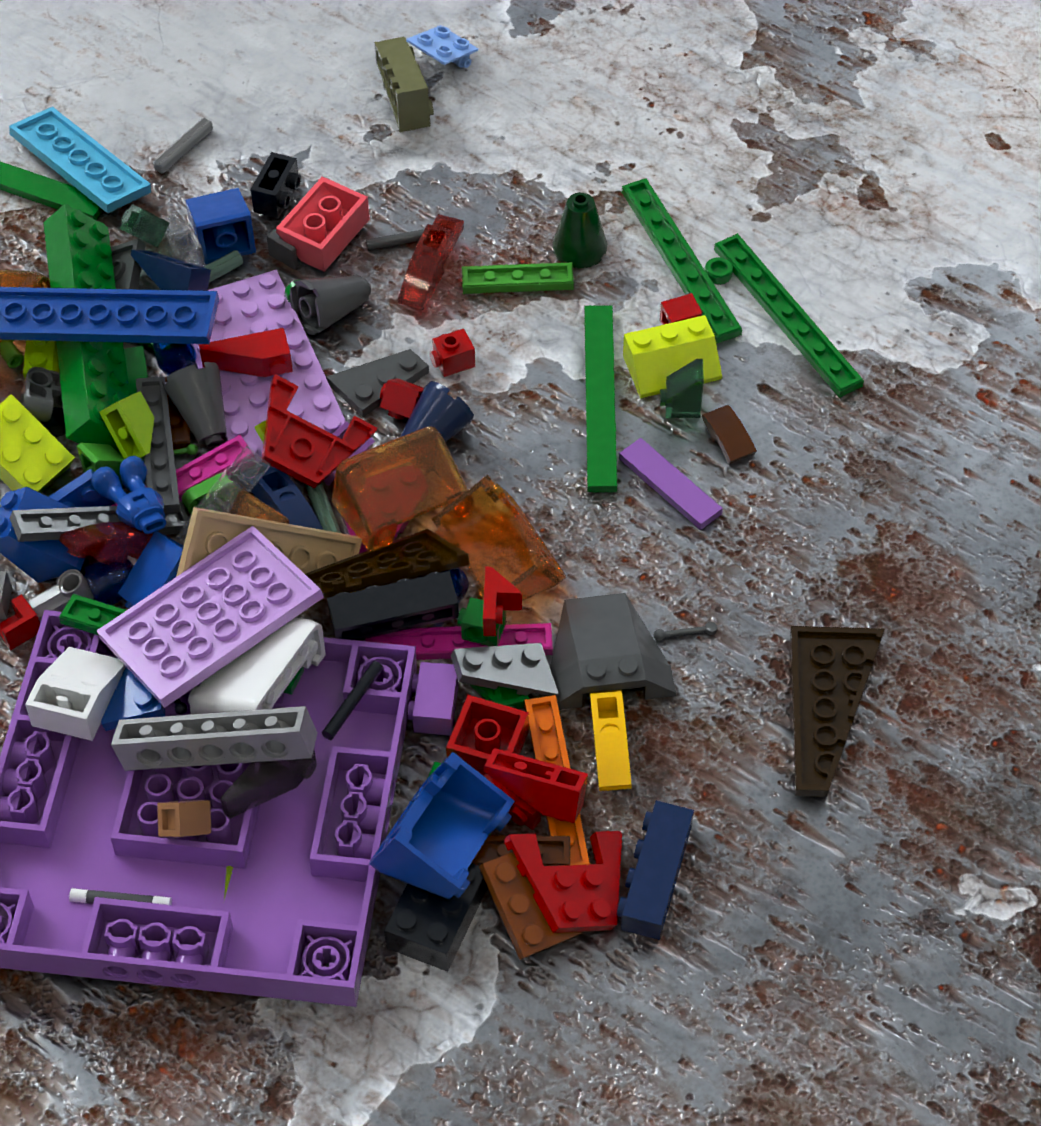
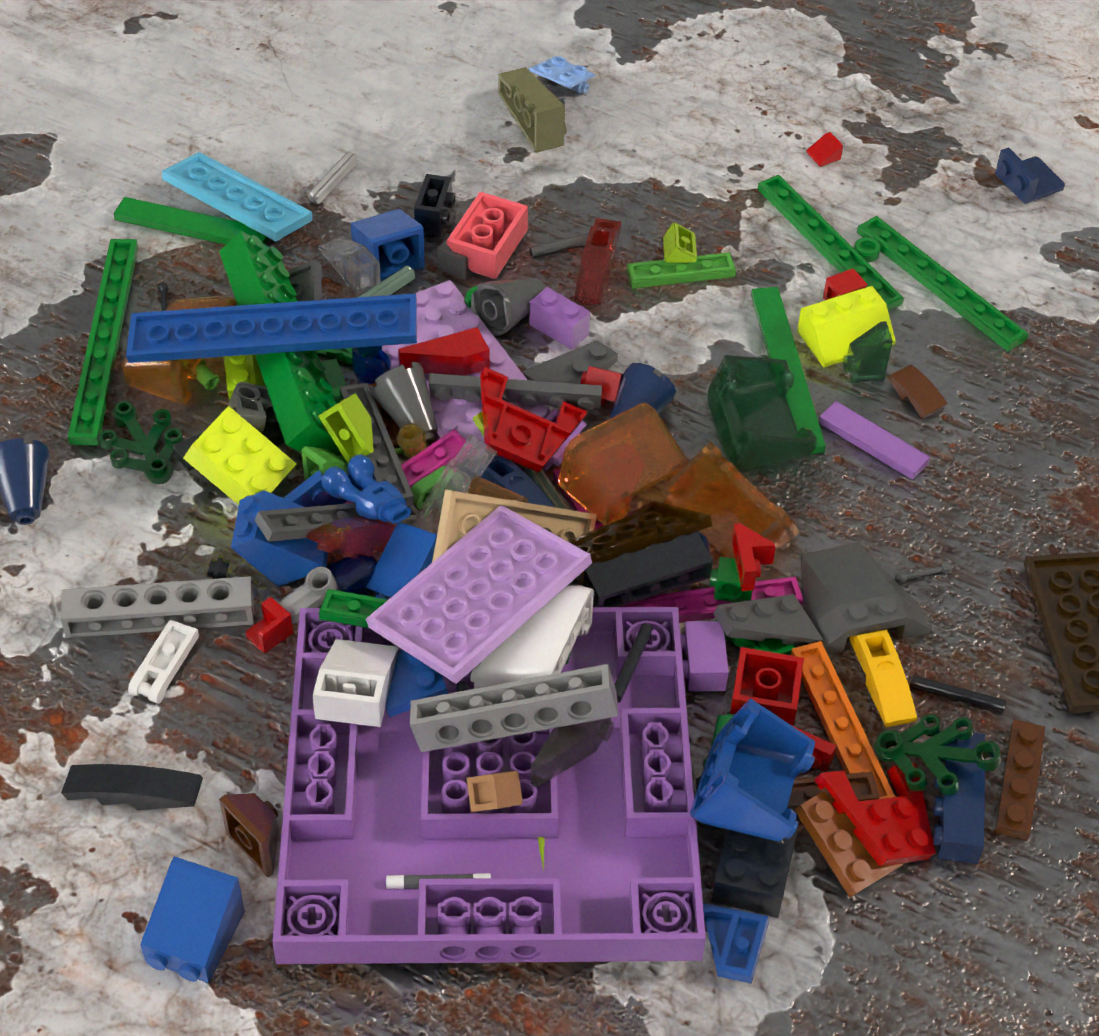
camera: 10 degrees left, 5 degrees down
(144, 225) = (318, 245): clear green slope -> none
(172, 273) = (352, 285): dark blue slope -> none
(194, 442) = (411, 439): none -> clear yellow cone
(318, 401) = (518, 391): none -> dark grey plate
(376, 321) = (559, 318): none -> medium lavender brick
(396, 990) = (735, 940): none -> blue wing
(453, 352) = (639, 340): red brick -> none
(521, 250) = (679, 245): none -> lime slope
(542, 785) = (842, 725): red slope -> none
(552, 445) = (754, 413): none -> clear green windscreen
(580, 233) = (733, 223): dark green cone -> none
(636, 821) = (933, 750): none -> dark green plant
(685, 763) = (958, 693): none -> black bar
(703, 154) = (826, 150): none -> red slope
(724, 859) = (1020, 780): none -> reddish brown plate
(912, 203) = (1027, 178): none -> dark blue bracket

